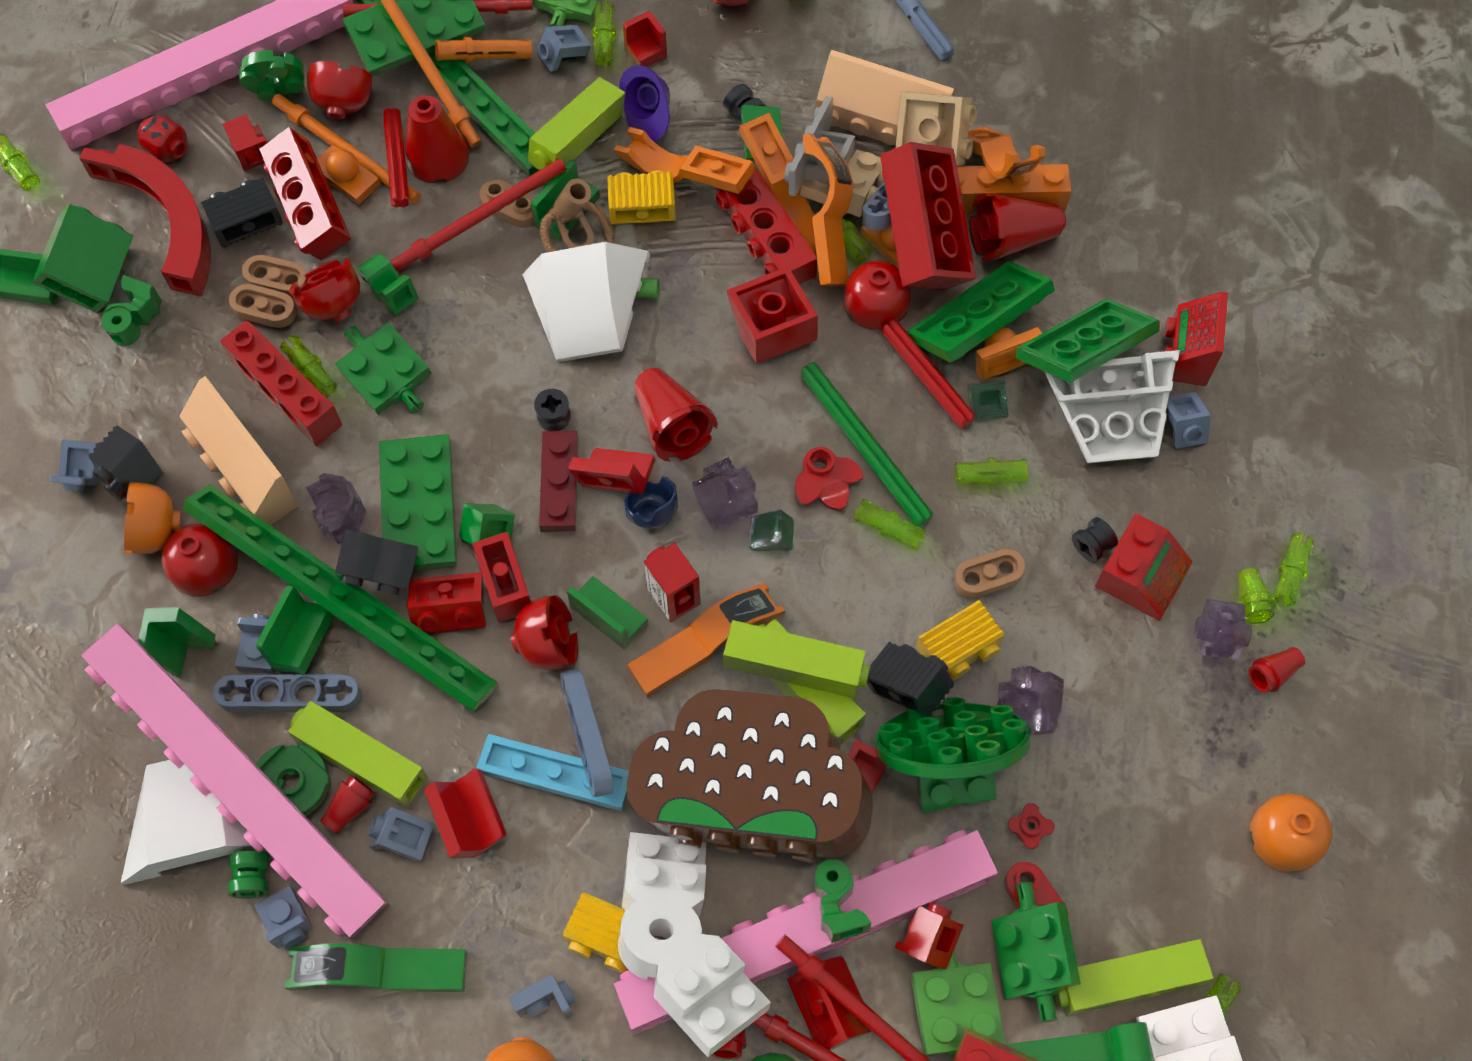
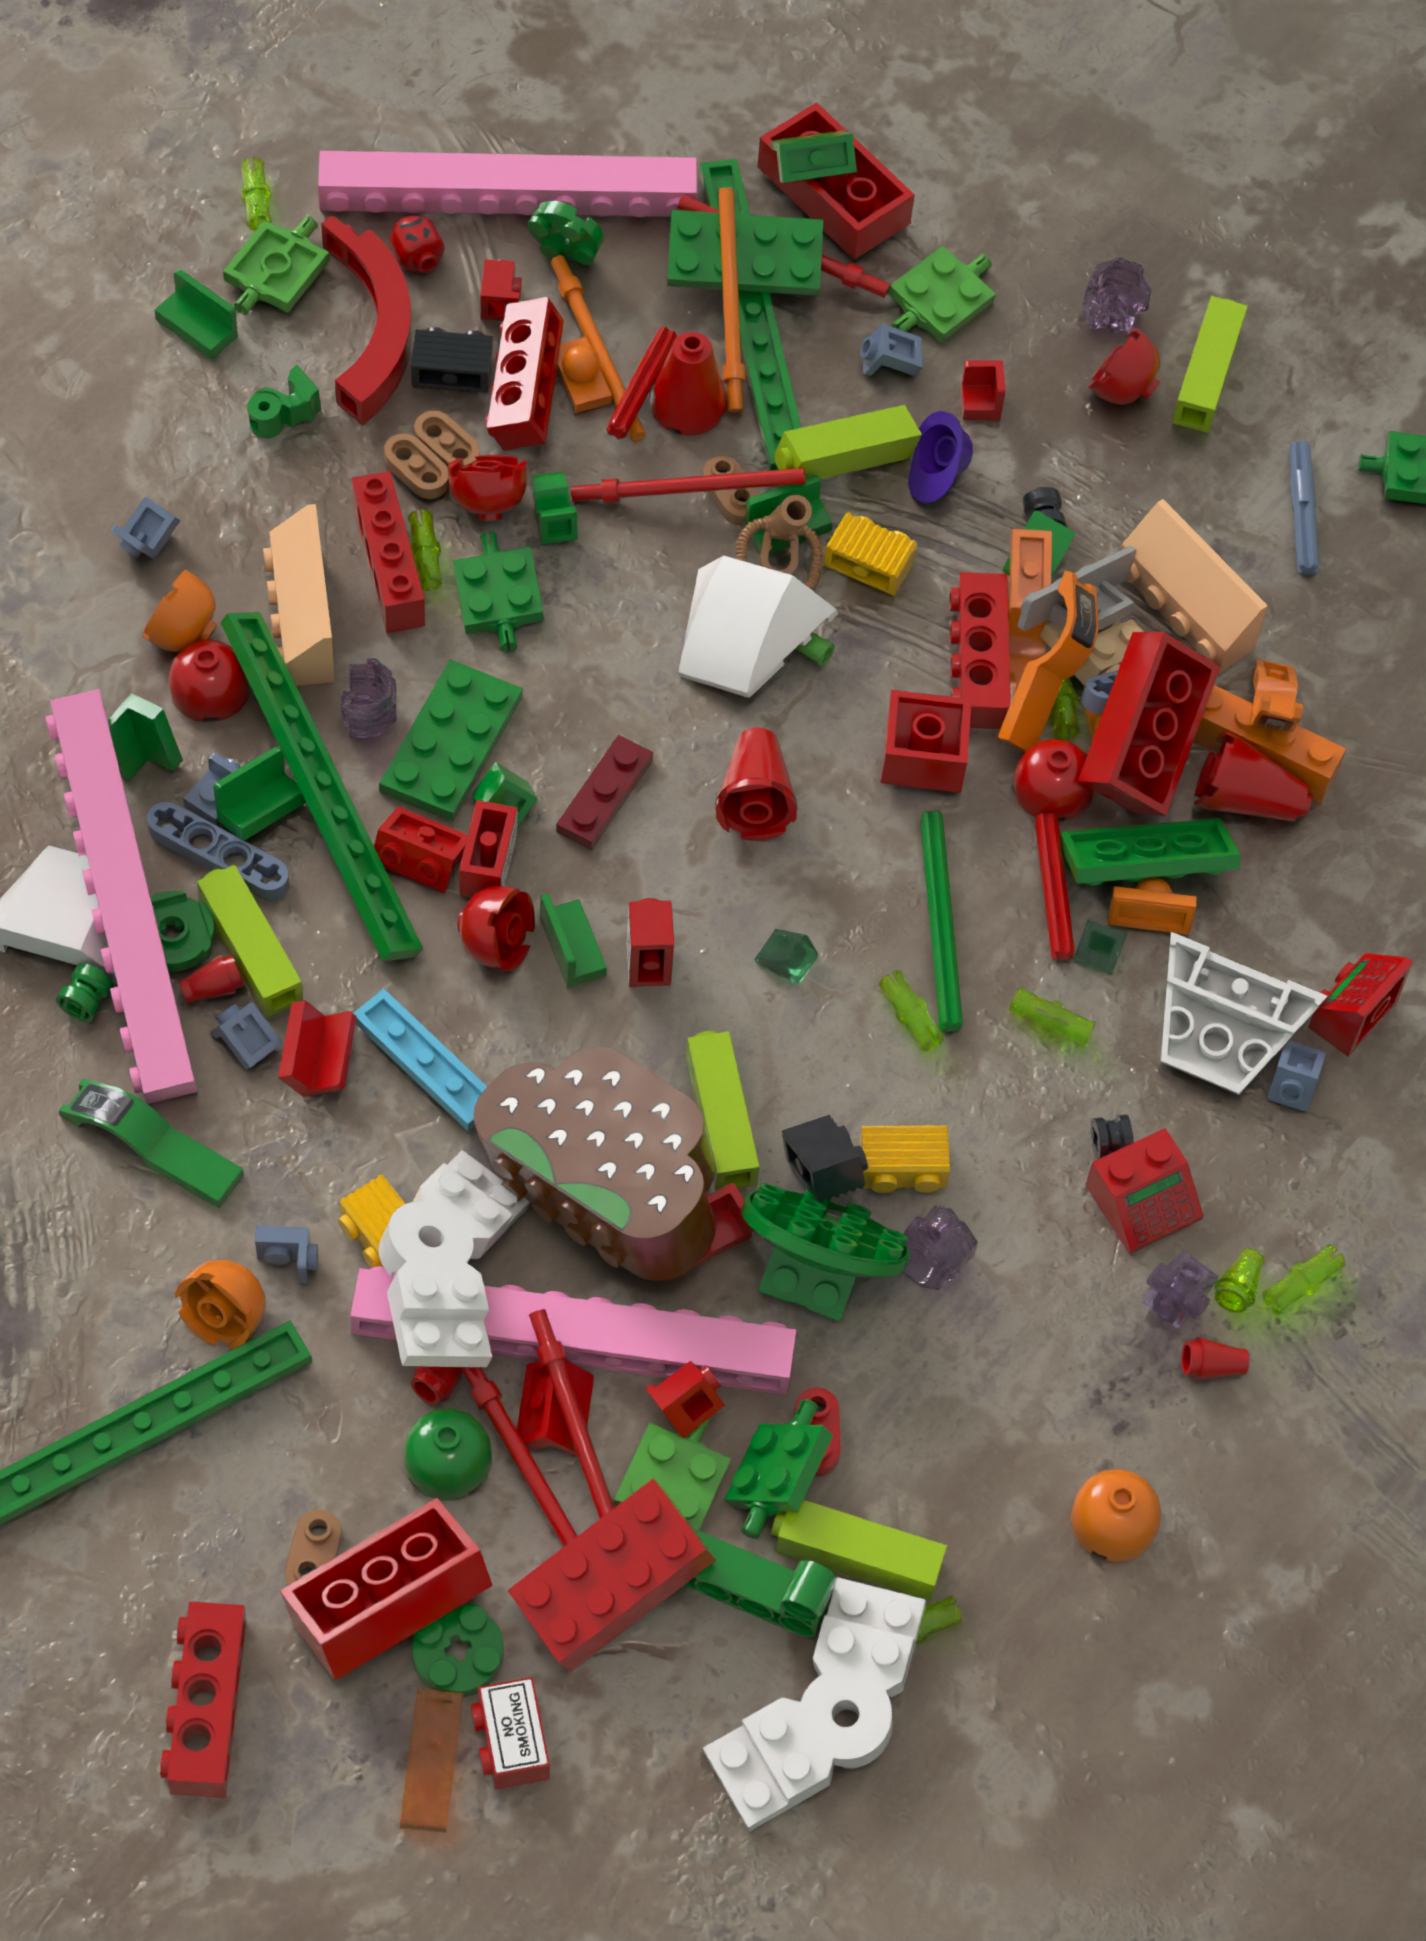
camera: 25 degrees right, 5 degrees down
(53, 194) = (276, 266): none -> bright green plate
(83, 258) = (267, 327): green brick -> none
(123, 460) = (190, 545): black brick -> none
(284, 918) = (94, 1050): sand blue bracket -> none
(338, 89) = (625, 282): red cylinder -> none
(375, 561) = (374, 768): black brick -> none
(482, 49) = (802, 315): orange pin -> none
(555, 418) = (648, 727): black wheel -> none
(587, 733) = (477, 1036): sand blue beam -> none
(603, 33) = (944, 361): clear neon green pin -> none
(613, 470) = (663, 808): red panel -> none
(653, 507) = (681, 862): dark blue hair -> none
(700, 165) = (950, 551): orange piece -> none
(702, 638) = (640, 1018): orange piece -> none
(726, 493) = (762, 890): clear purple hair -> none
(795, 659) = (720, 1075): lime brick -> none
(828, 483) = (877, 938): red plate -> none
(835, 885) = (618, 1302): green leg -> none
(937, 122) = (1226, 634): tan plate -> none
(987, 573) = (980, 1109): medium nougat plate -> none
(1028, 836) = (851, 1374): red plate -> none
(1087, 340) = (1239, 936): green tile -> none

